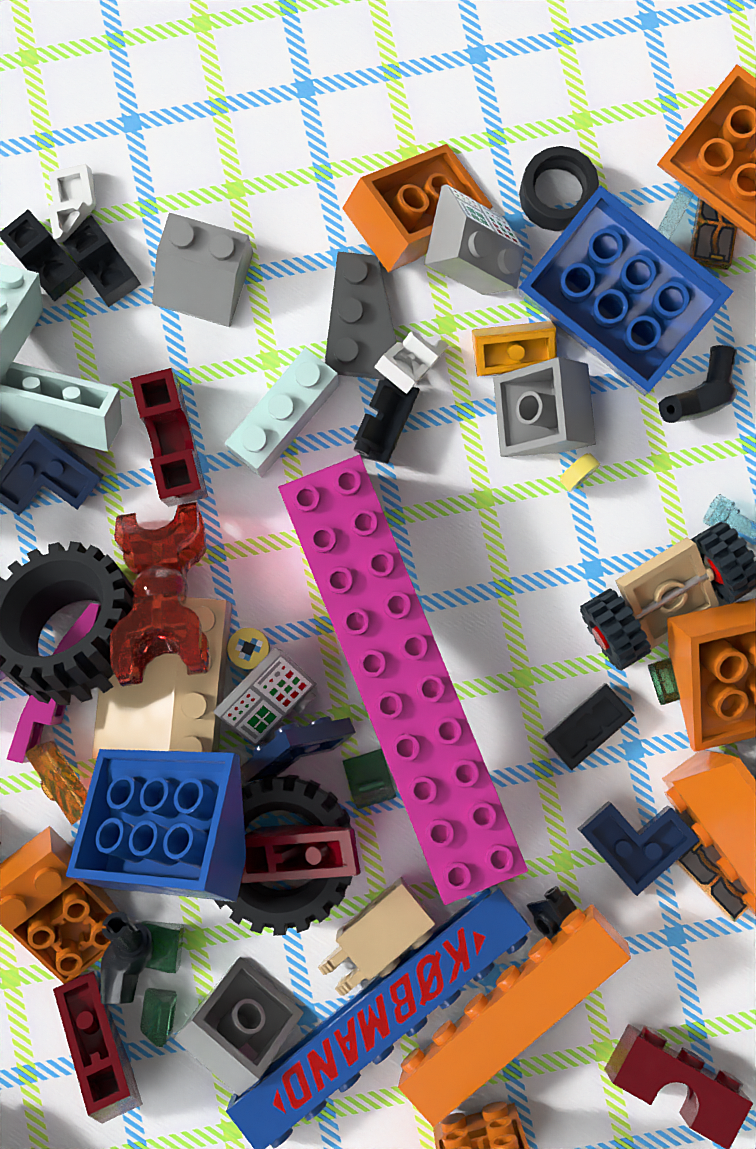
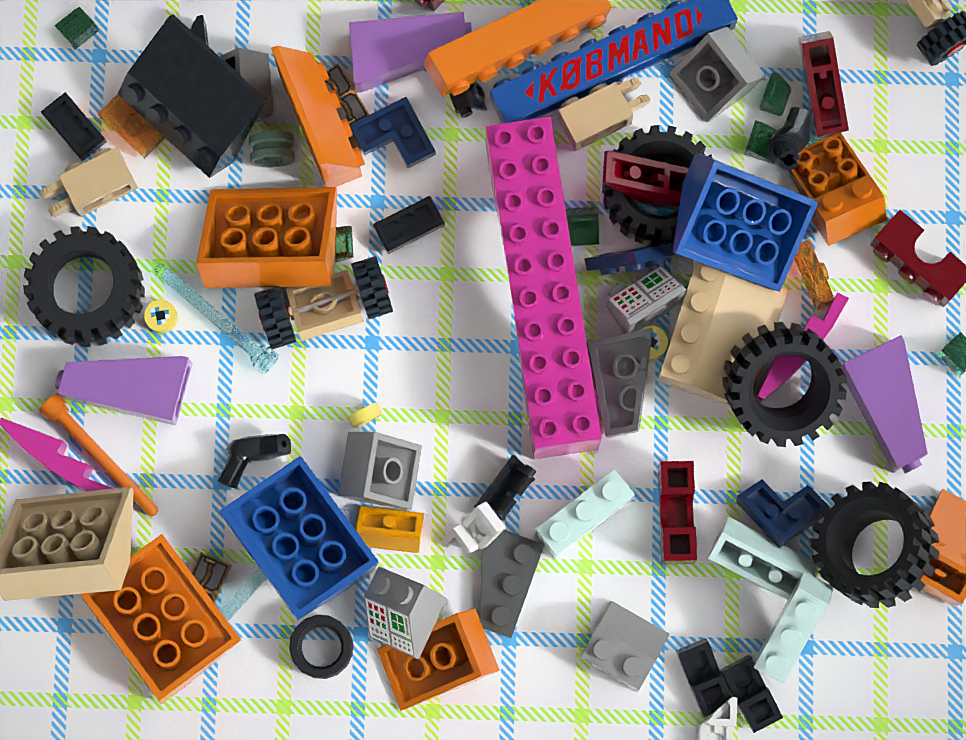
camera: 165 degrees left, 5 degrees down
(158, 618) = (707, 388): clear red piece -> none
(275, 590) = (620, 379): none -> dark grey wing
(670, 961) = (399, 46): none -> medium lavender slope

